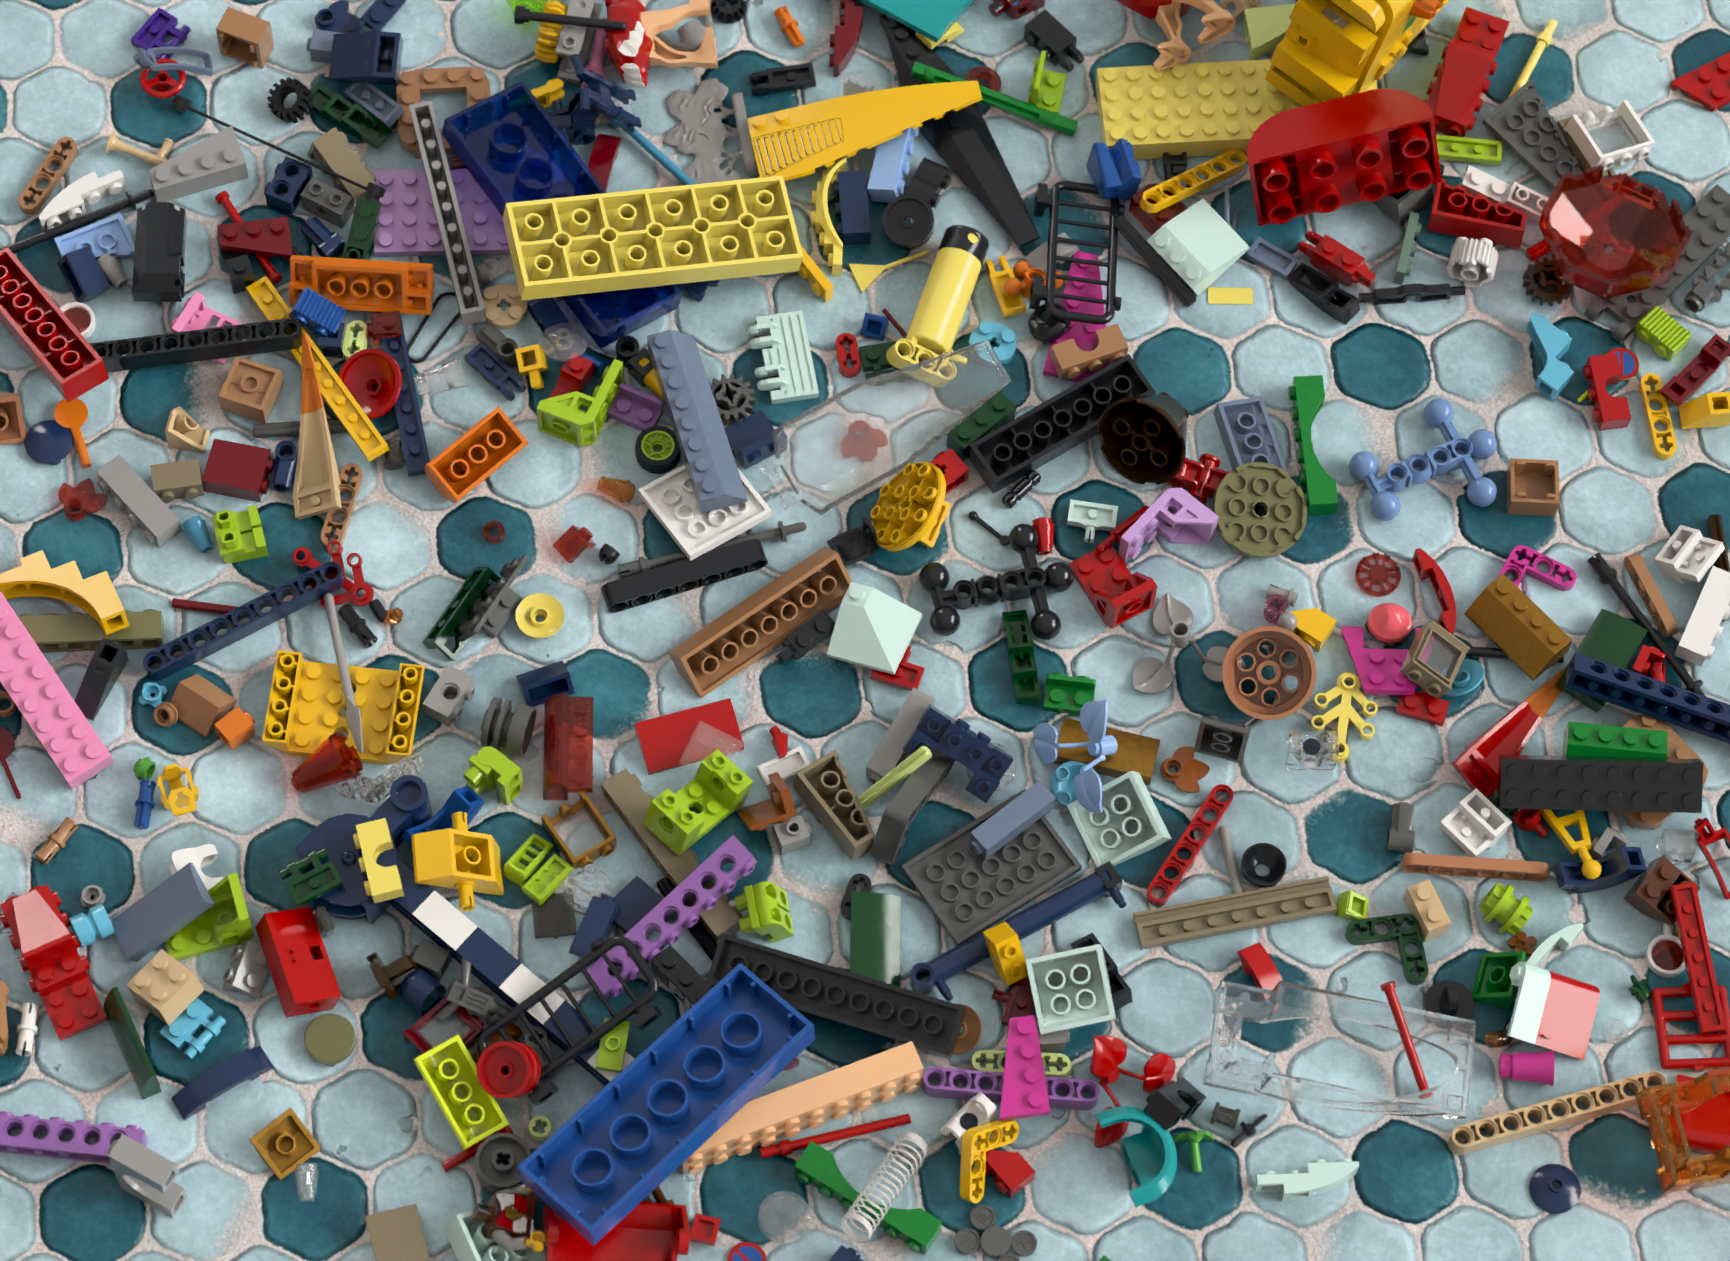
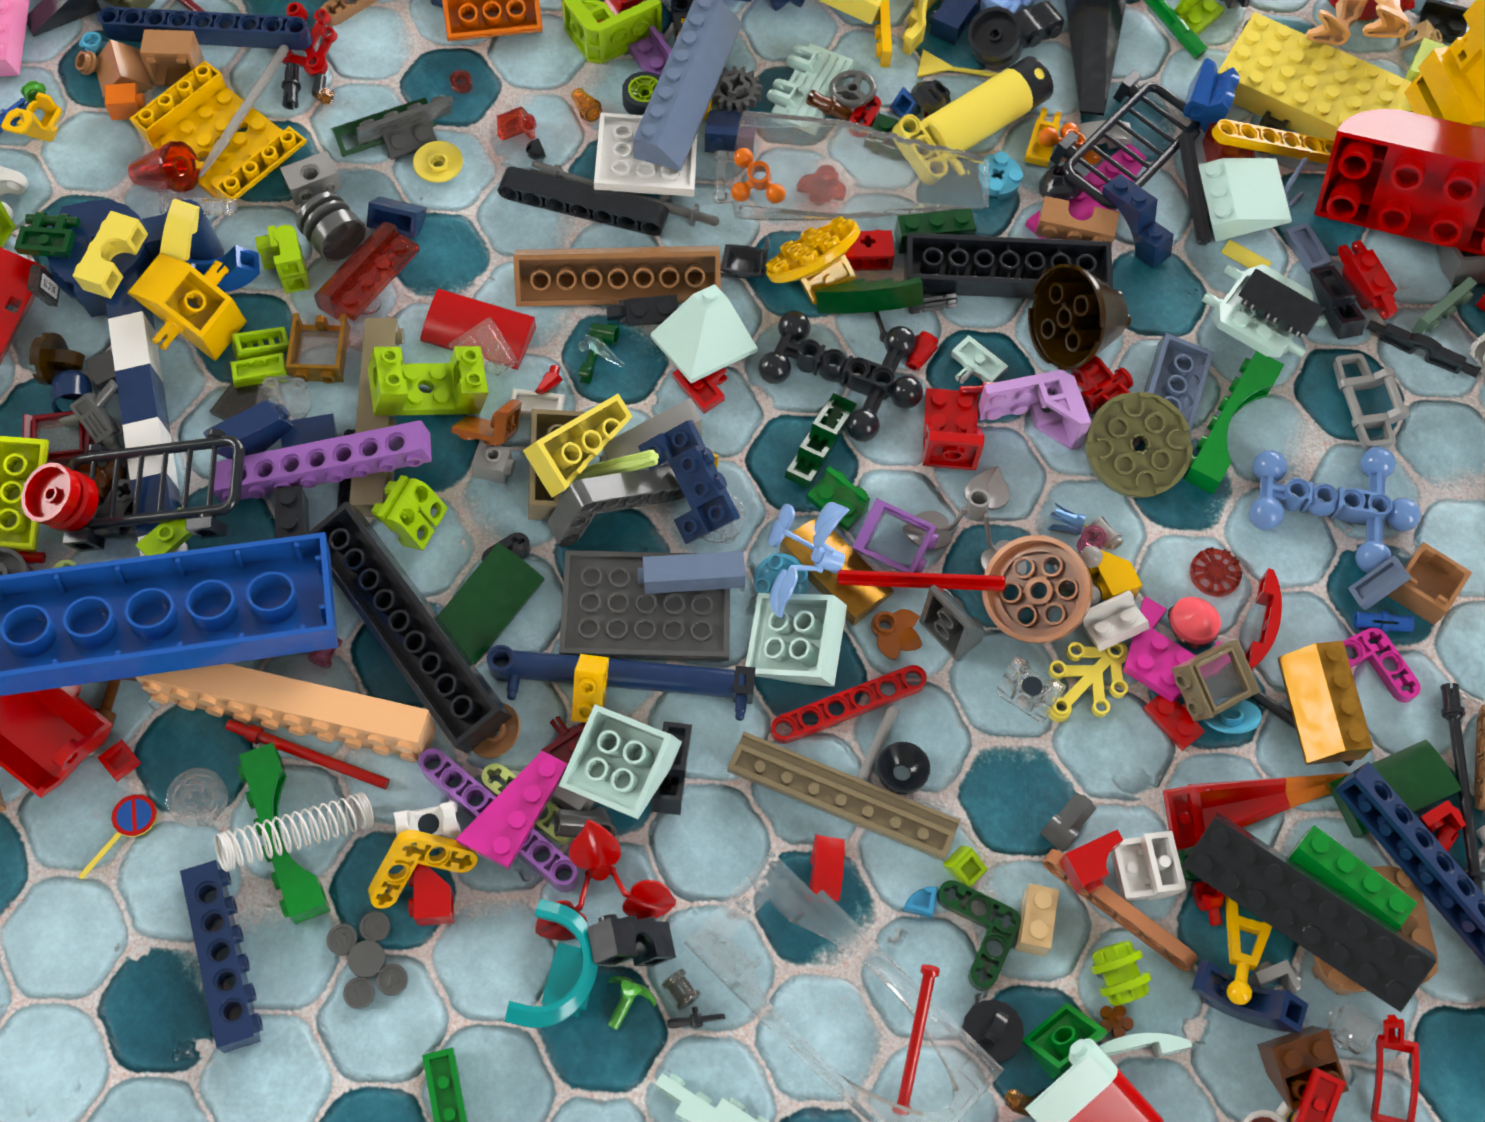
camera: 35 degrees right, 0 degrees up
(245, 665) = (169, 55): none -> medium nougat container
(420, 805) = (178, 230): none -> light yellow slope
(790, 678) = (607, 334): none -> dark green brick
(798, 691) = (600, 349): none -> clear light blue bar
(808, 488) = (741, 191): none -> orange piece
(817, 367) = (828, 105): none -> reddish brown axle
(827, 349) = (851, 92): none -> dark grey piece
(856, 778) = (569, 449): none -> light yellow wedge
(894, 308) = (931, 95): none -> black piece
(969, 519) = (866, 297): none -> dark green slope
(1073, 1051) = (571, 822): none -> dark grey piece
(1110, 694) = (871, 524): none -> medium lavender window
(1131, 312) = (1139, 209): none -> dark blue arch
(1181, 719) = (921, 580): none -> red axle
(1253, 600) = (1074, 521): none -> flat silver piece
(1289, 326) = (1280, 303): none -> black slope
(1296, 353) = (1246, 325): none -> light aqua piece
(1335, 660) = (1114, 621): none -> white bracket
(1341, 950) = (922, 902): none -> dark azure tile
(1388, 348) = (1368, 381): none -> light grey bar
(1437, 848) = (1087, 863): none -> red arch
(1499, 510) = (1379, 583): none -> sand blue tile
(1506, 544) = (1401, 623): none -> blue pin

